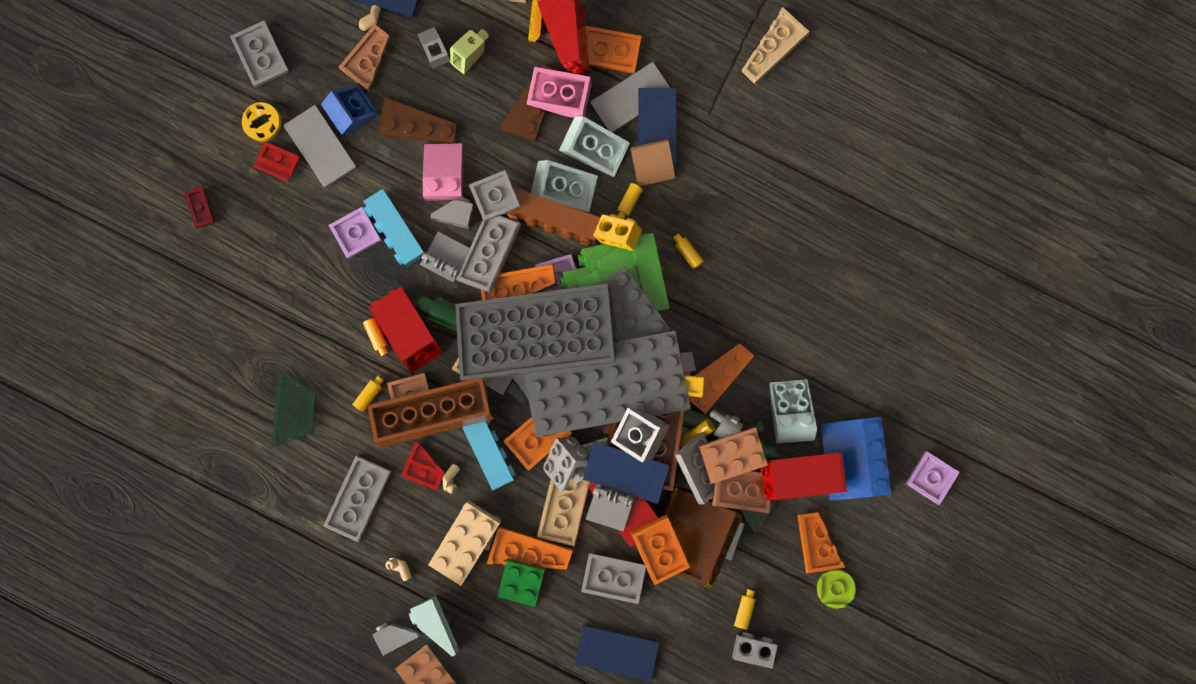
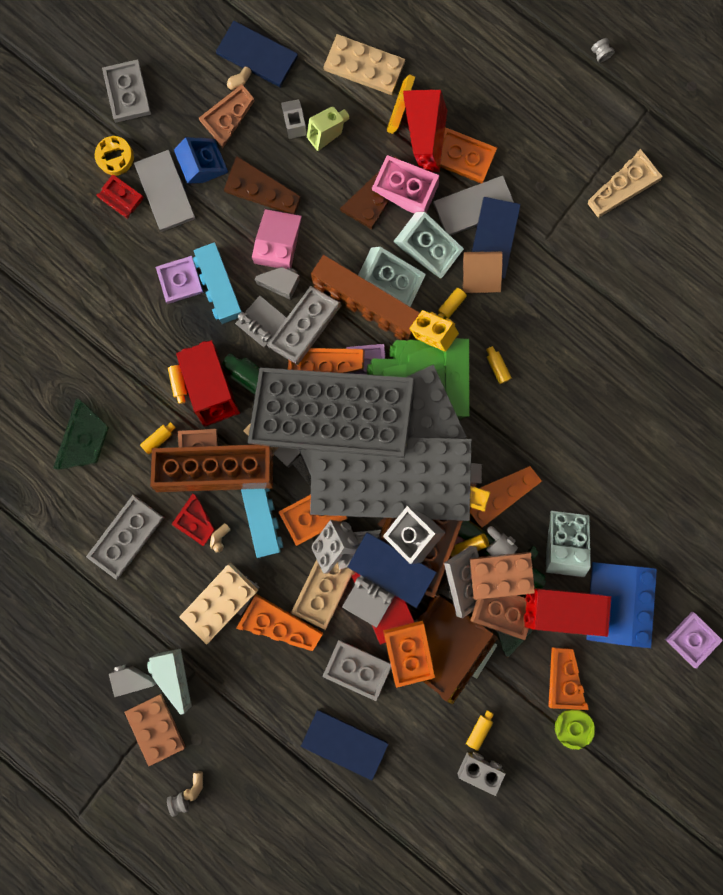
camera: 20 degrees right, 0 degrees up
(199, 207) = (36, 224): dark red plate -> none
(400, 566) = (150, 611): tan arm -> none
(494, 195) = (320, 269): light grey plate -> none
(521, 582) = (265, 654): green plate -> none

